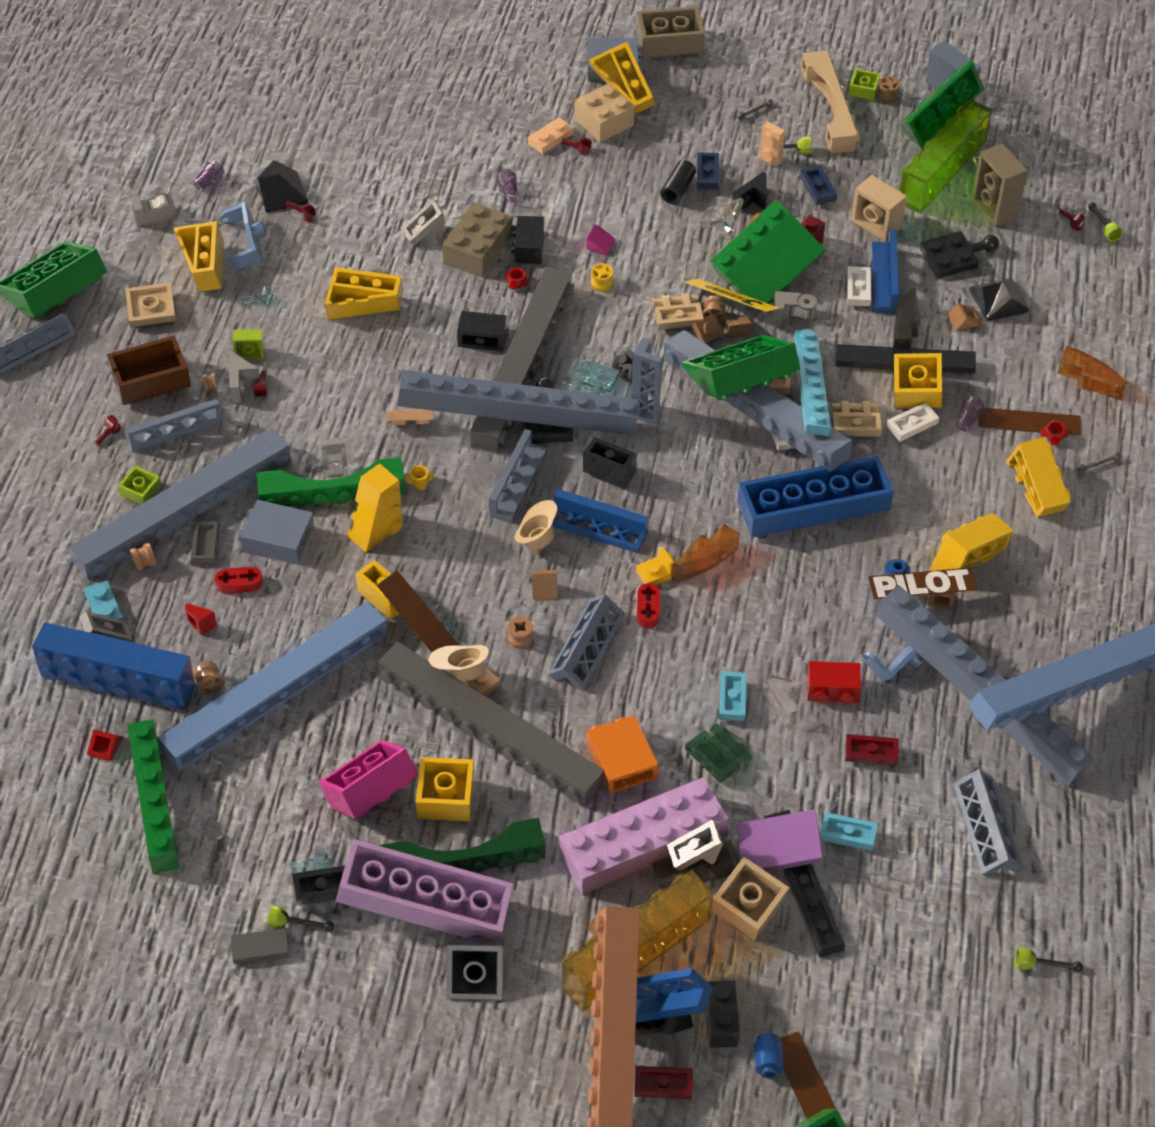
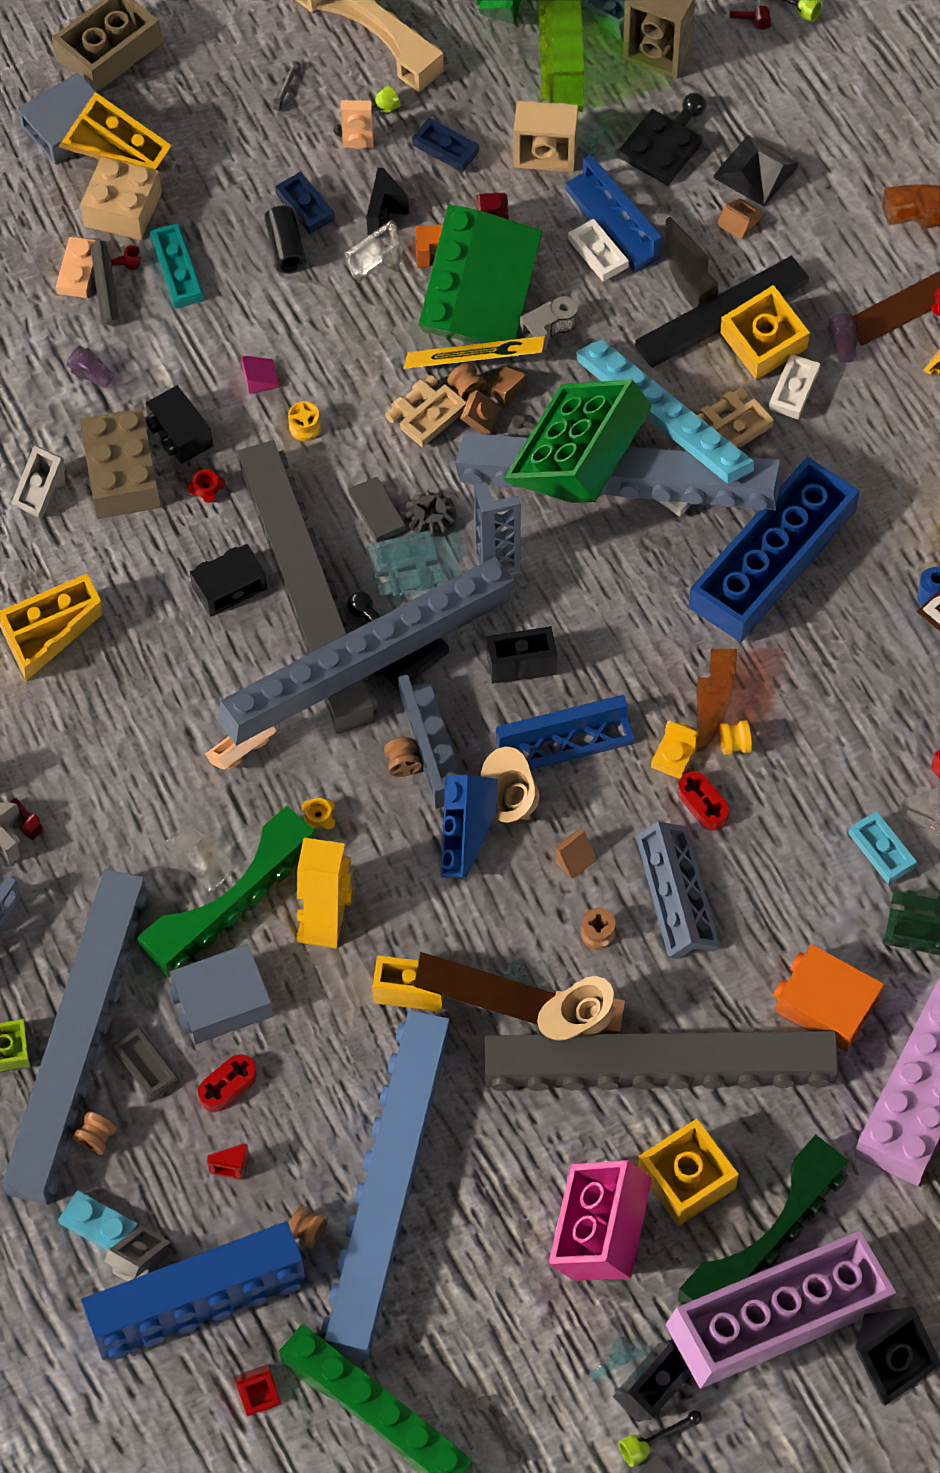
camera: 35 degrees left, 10 degrees up
(491, 475) = (402, 757): none -> medium nougat wheel
(501, 523) = (468, 814): none -> blue slope
(556, 149) = (104, 283): none -> dark grey axle
(601, 345) = (376, 509): none -> dark grey tile
(606, 164) = (176, 265): none -> teal tile
(697, 583) = (735, 738): none -> yellow wheel

